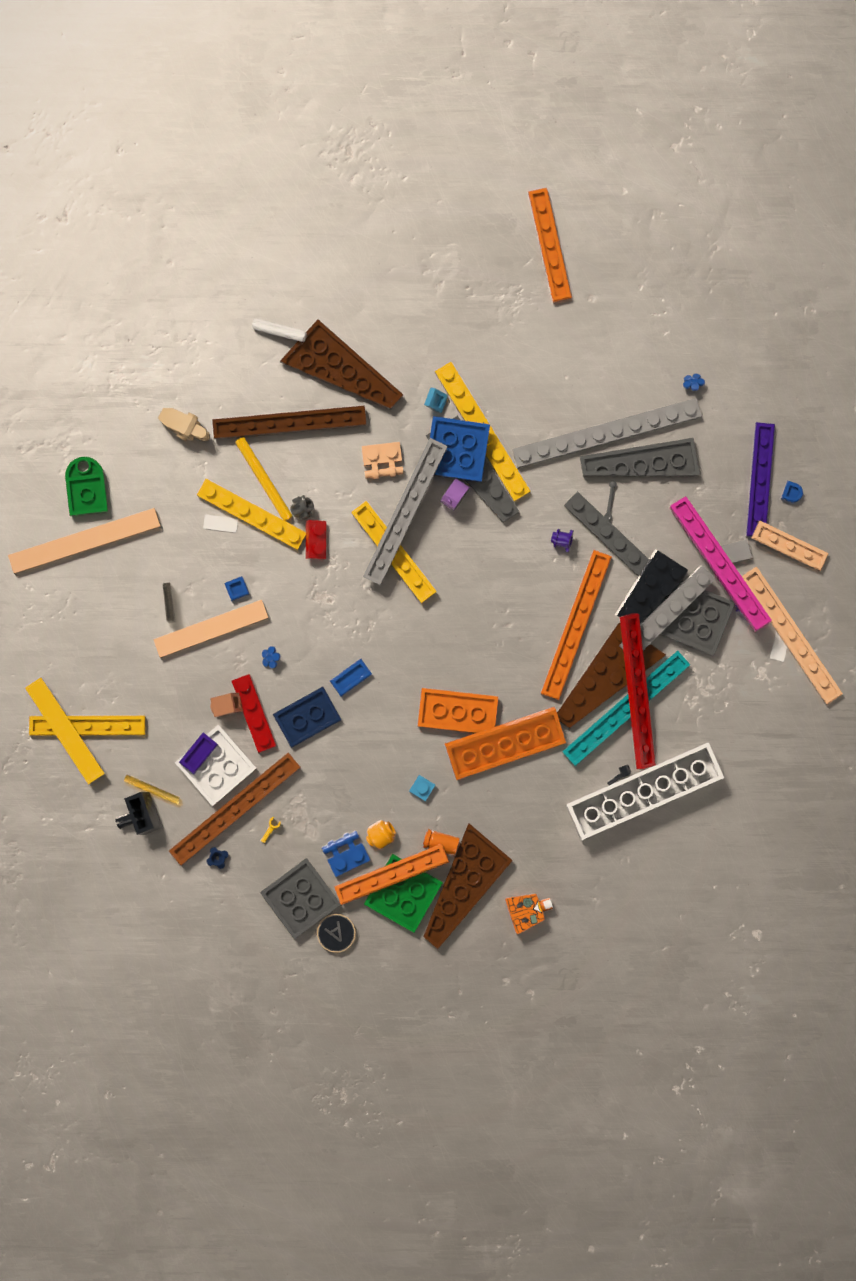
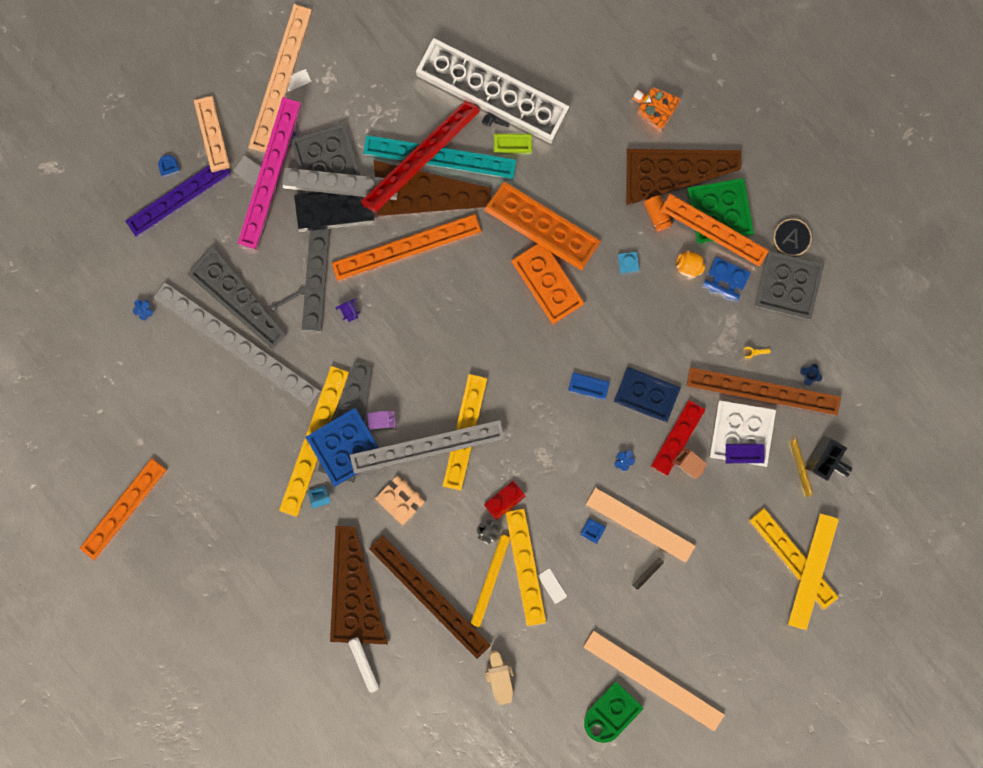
camera: 125 degrees left, 0 degrees up
(590, 775) = (512, 143): none -> lime tile

